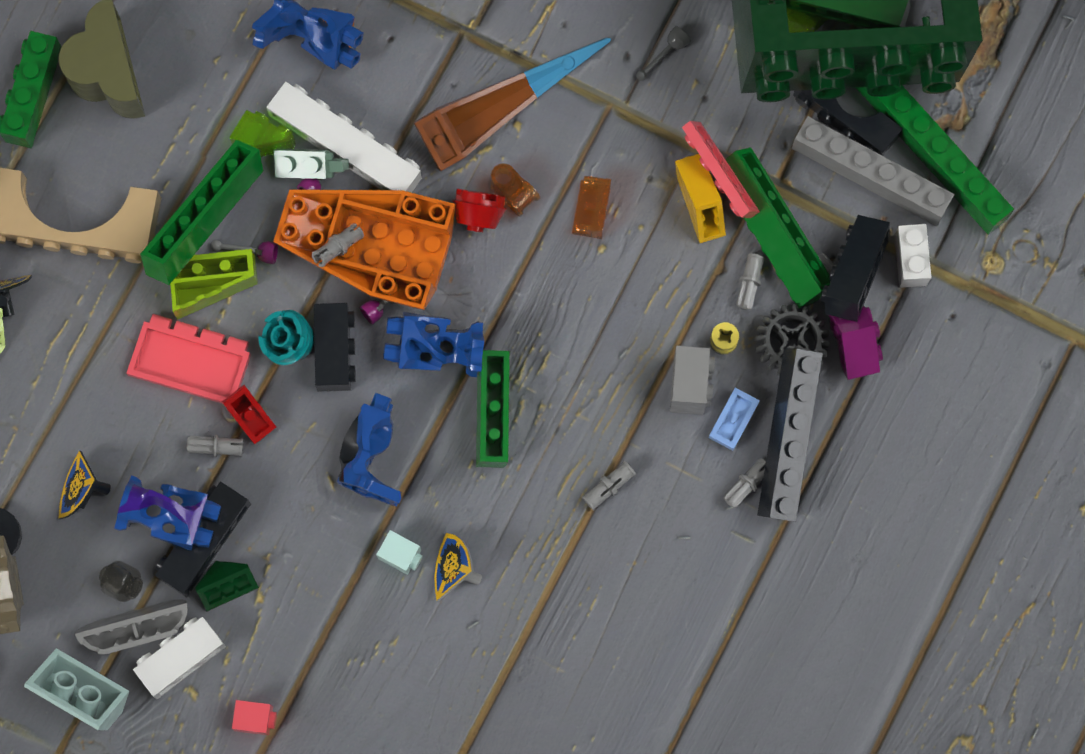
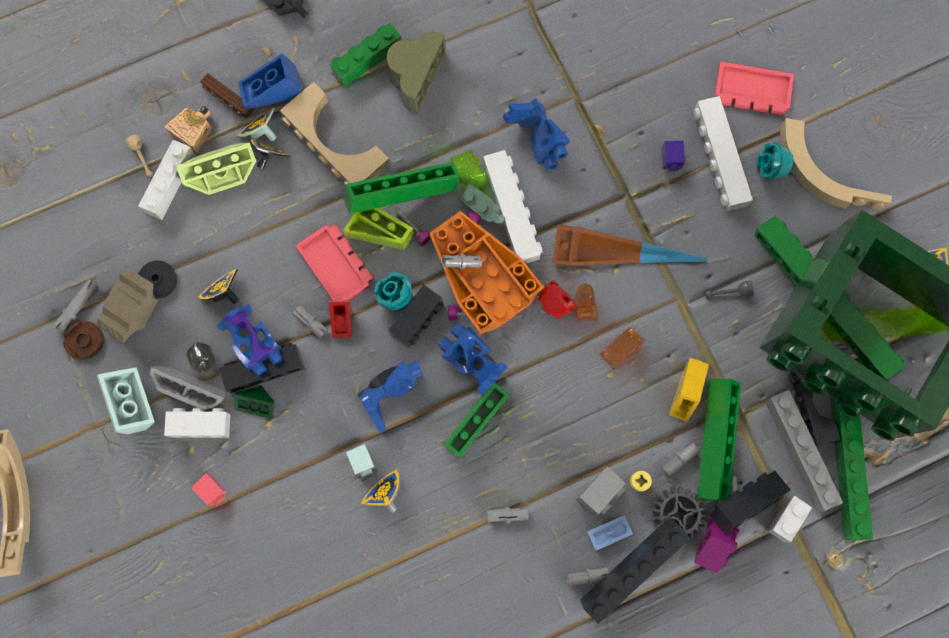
camera: 40 degrees right, 0 degrees up
(713, 161) = (712, 375): coral plate -> none

